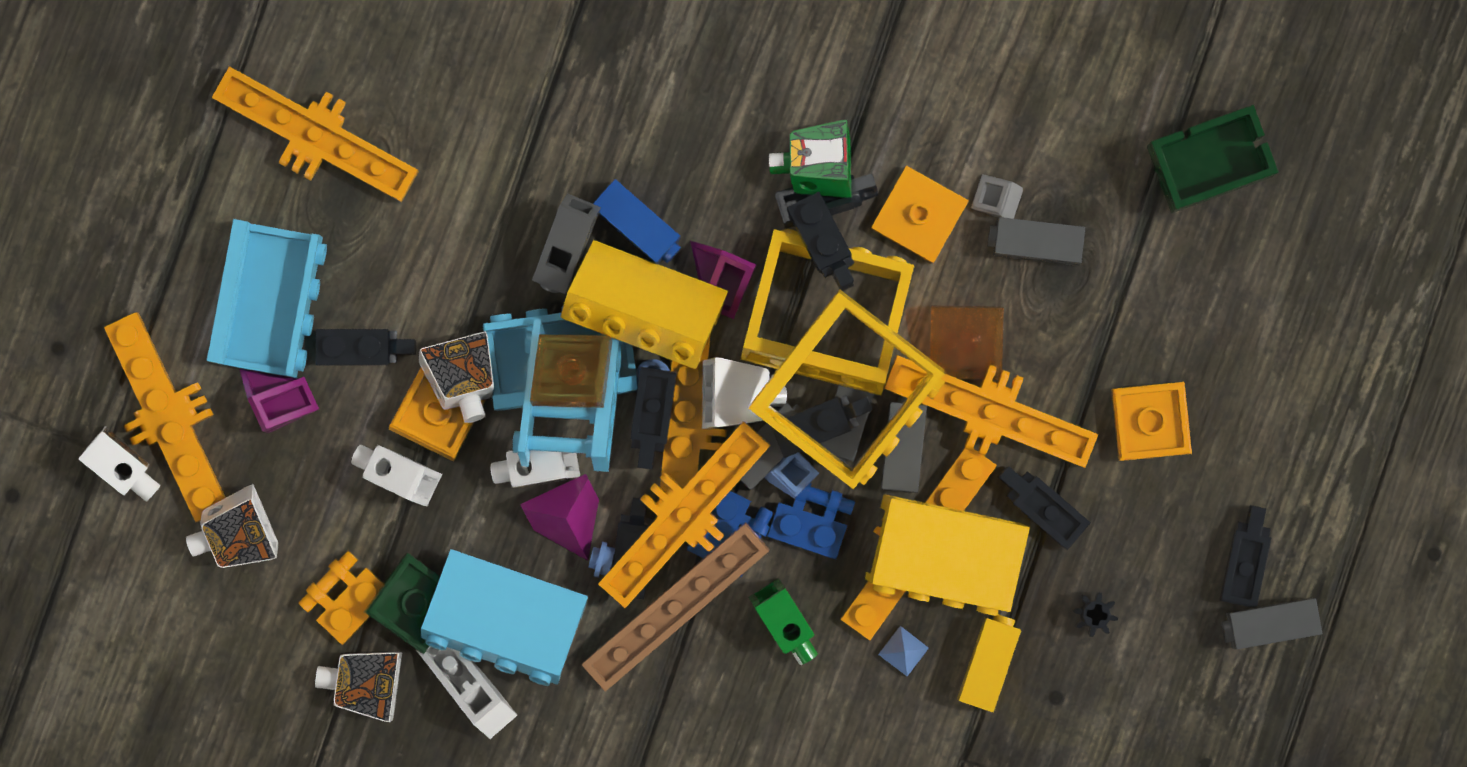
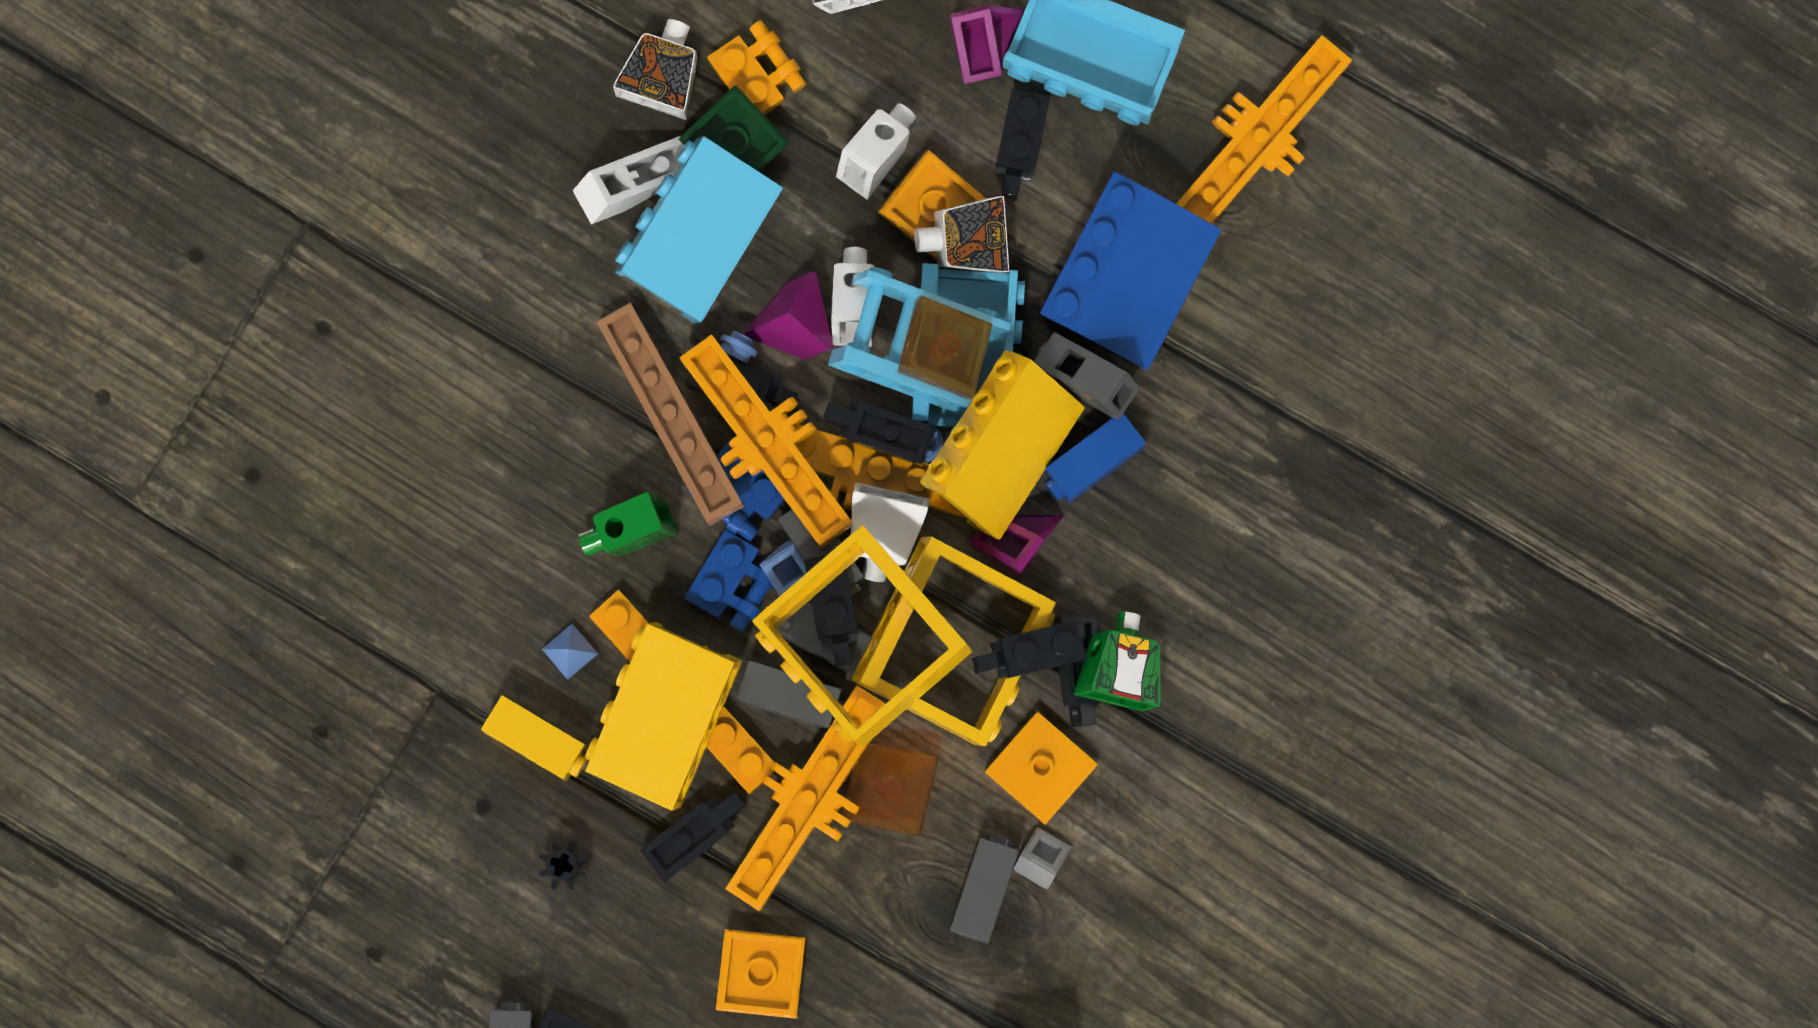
camera: 100 degrees right, 5 degrees down
(463, 223) = (1130, 271): none -> blue slope

